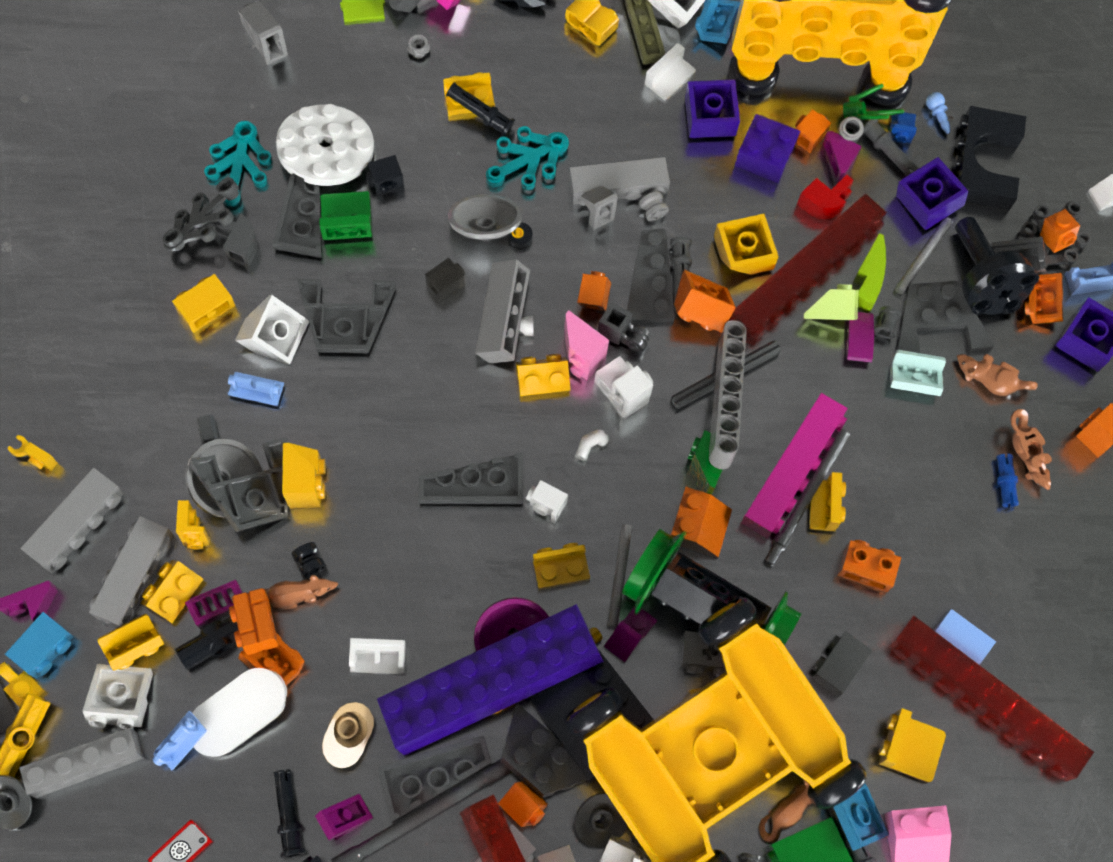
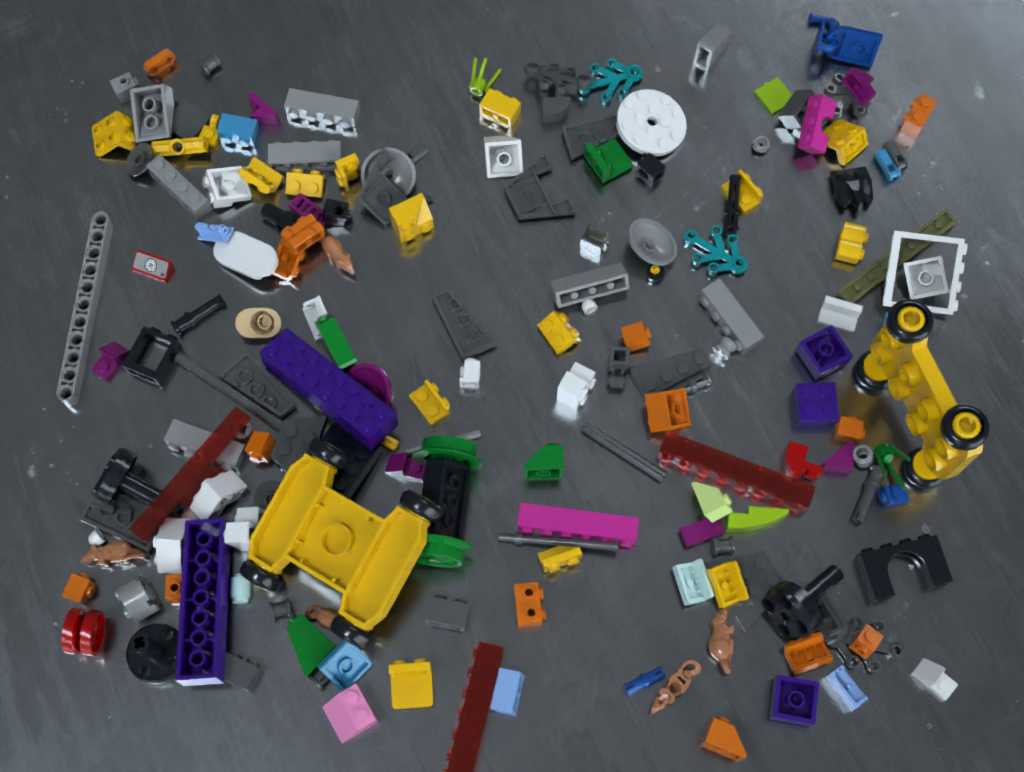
camera: 70 degrees right, 0 degrees up
(38, 457) = (352, 69): yellow plate -> none
(155, 314) = (478, 85): none -> lime plant
(237, 578) = (330, 217): none -> black brick
(255, 388) = (459, 165): light blue hinge -> none
(308, 560) = (361, 249): black wheel -> none
(343, 817) = (208, 345): magenta slope -> none
(431, 644) = (335, 341): none -> green slope
(584, 347) = (586, 346): bright pink slope -> none
(590, 440) = (527, 382): white arm -> none
(601, 205) = (701, 310): light grey slope -> none
(703, 520) = (503, 478): orange slope -> none
(728, 395) = (592, 453): light grey beam -> none
(746, 244) = (726, 420): yellow slope -> none
(923, 255) = (794, 552): light grey bar -> none
(931, 193) = (845, 535): dark purple brick -> none
(935, 102) = (928, 512): light blue bar -> none
(936, 336) = (727, 583): none -> yellow bracket

